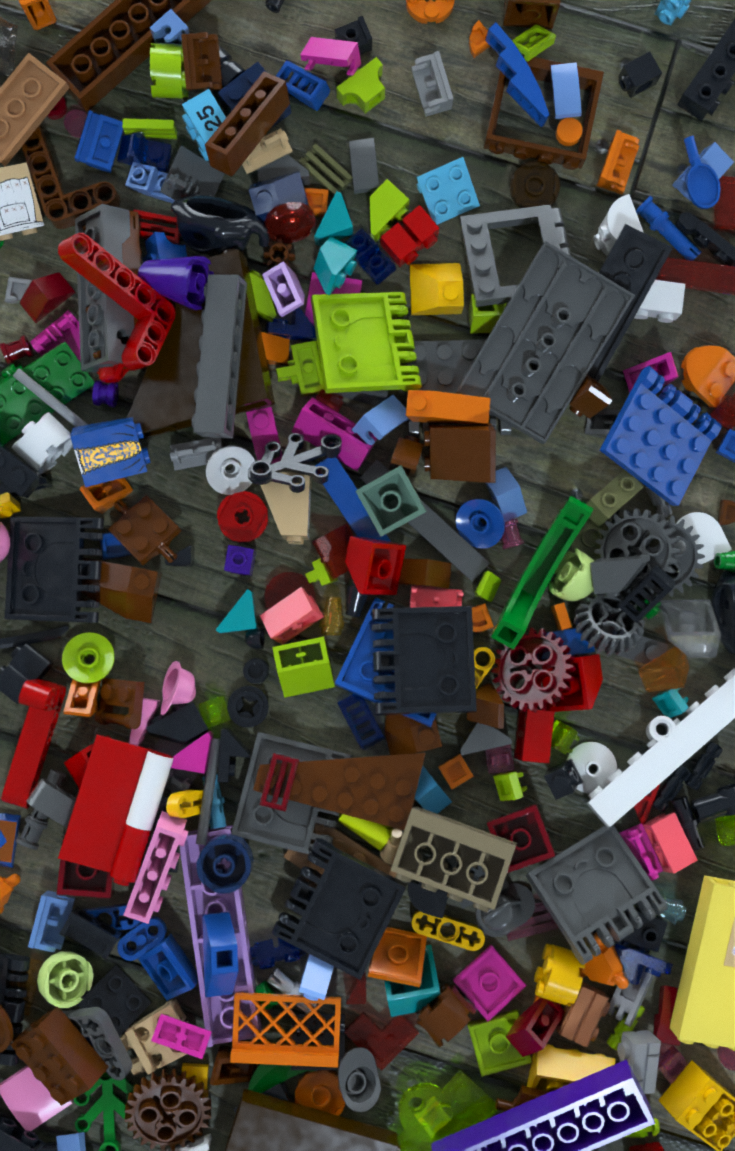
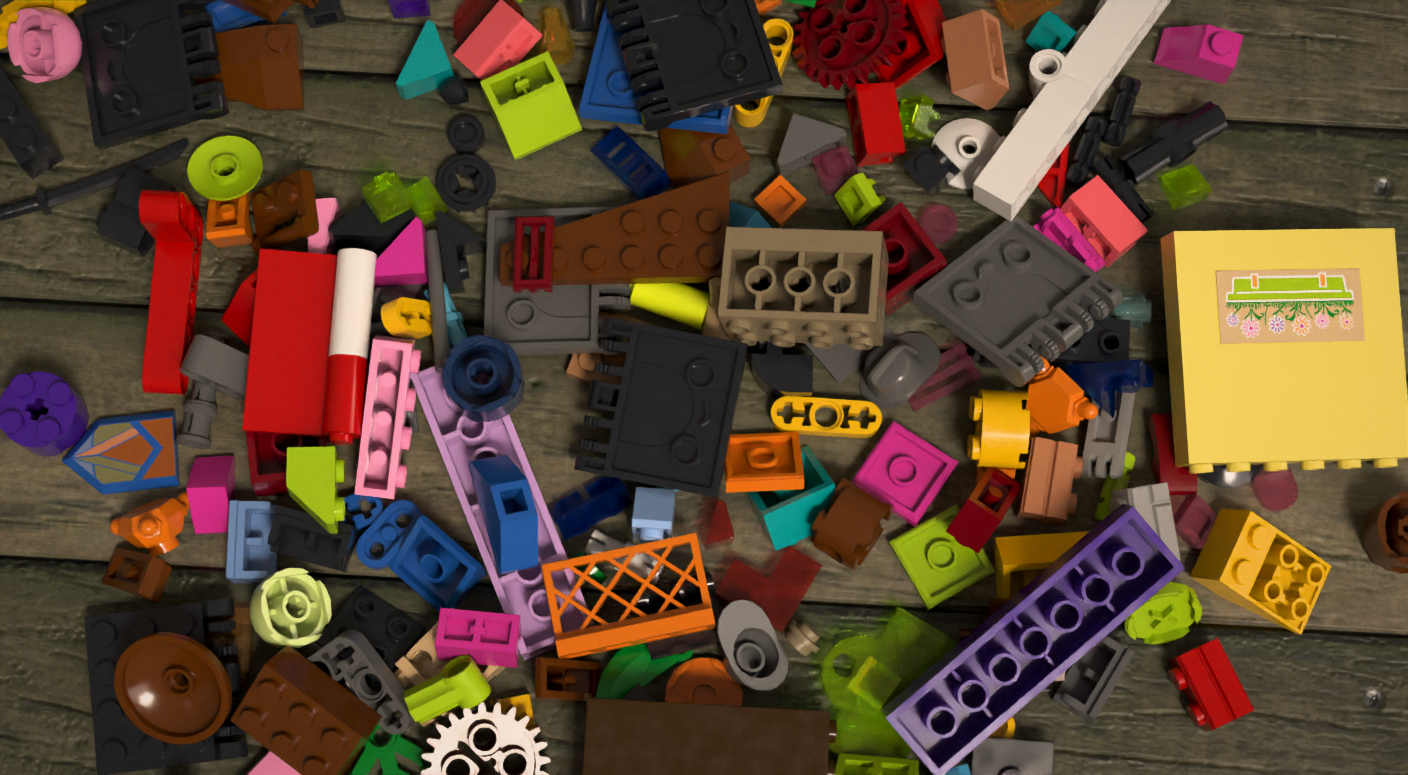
camera: 10 degrees left, 10 degrees down
(32, 878) = (210, 492): none -> dark pink slope
(96, 910) = (314, 481): none -> lime slope
(159, 1064) = (456, 685): none -> lime piece
(177, 687) = (357, 170): bright pink piece -> none
(191, 713) = (387, 196): none -> clear neon green tile
(394, 1076) = (803, 637): none -> dark tan plate
(489, 707) = (800, 93): reddish brown slope -> none
(558, 814) = (939, 223): none -> clear pink tile
(613, 714) = (975, 58): none -> nougat slope

